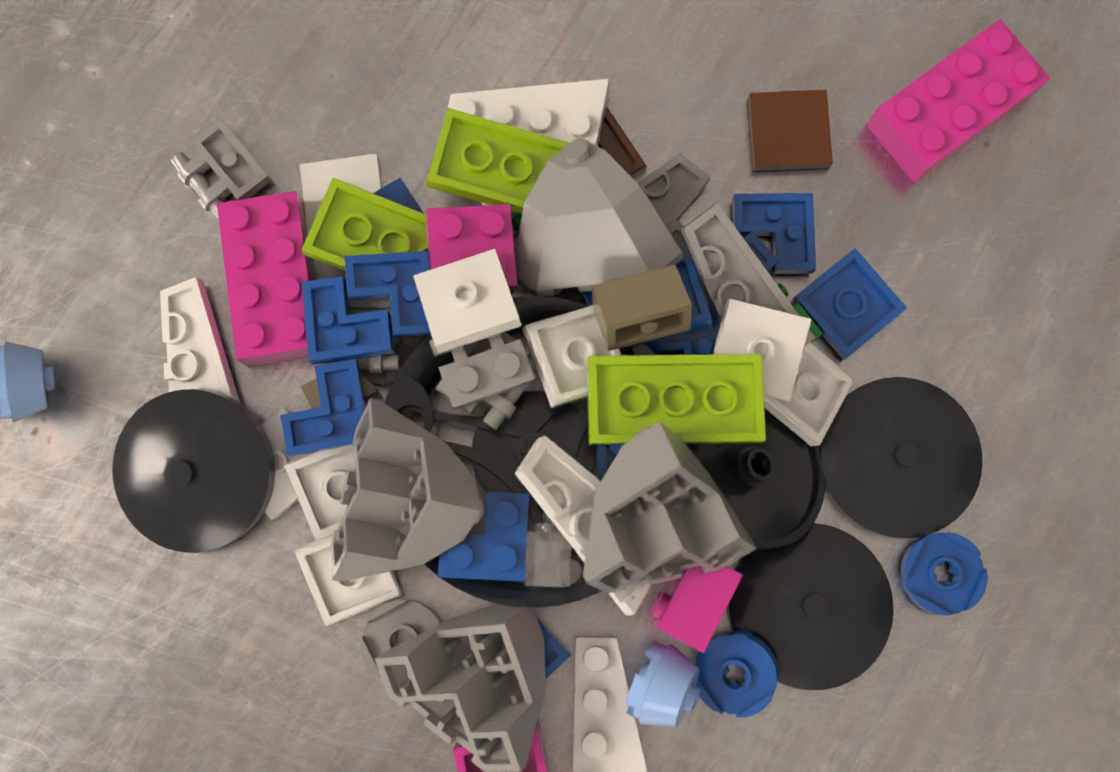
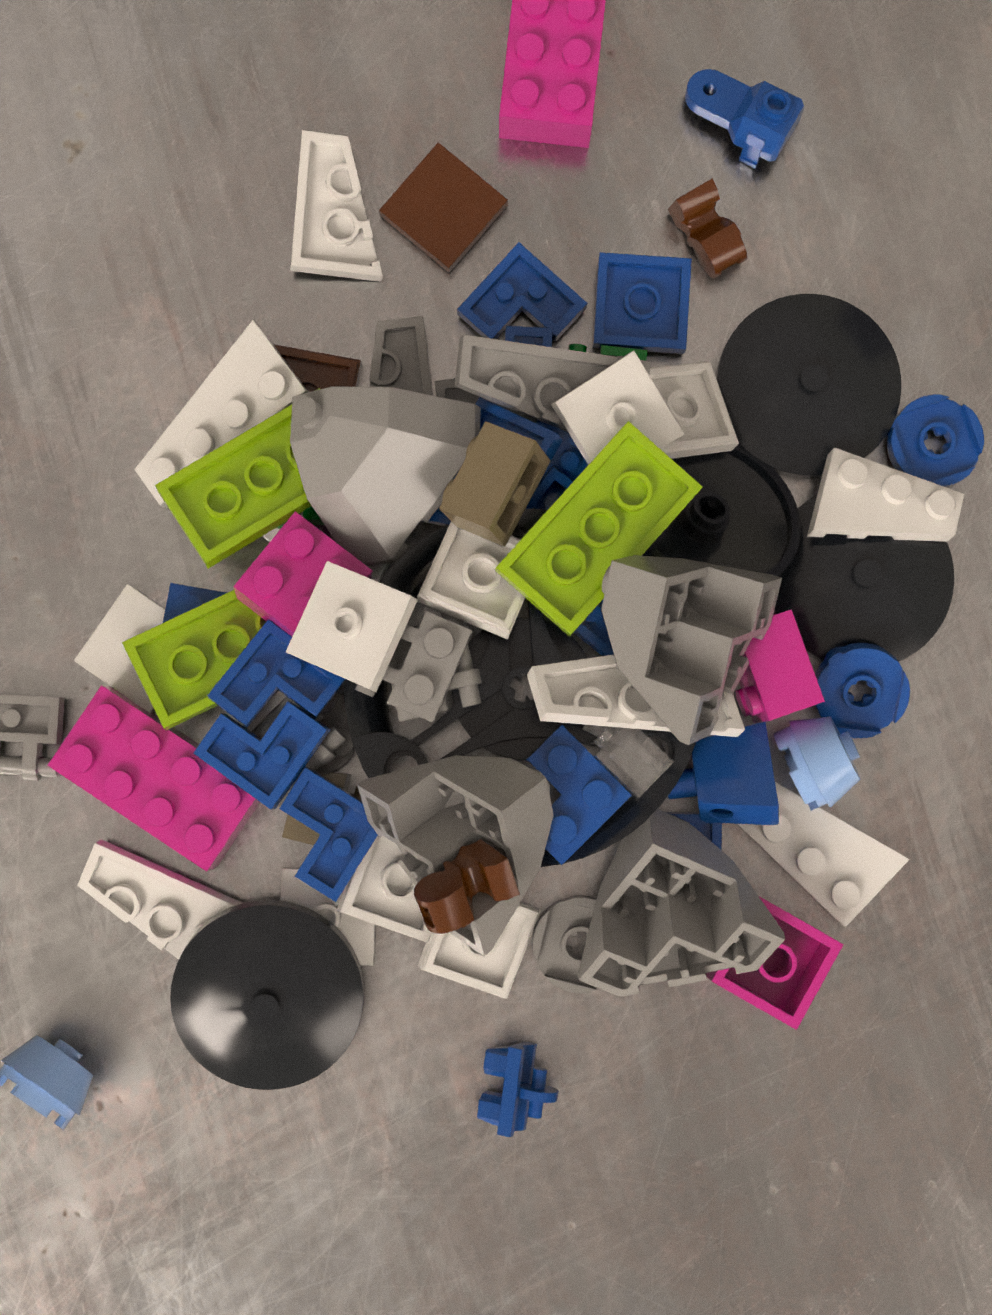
camera: 50 degrees left, 5 degrees up
(274, 689) = (522, 1088): none -> blue hips
(348, 519) = (448, 894): none -> reddish brown leg
(598, 640) = (732, 779): none -> blue torso
(719, 65) = (330, 215): none -> white wing
(868, 568) = (876, 500): none -> white wing
(933, 305) = (712, 237): none -> reddish brown leg
(1035, 266) = (755, 116): none -> blue piece

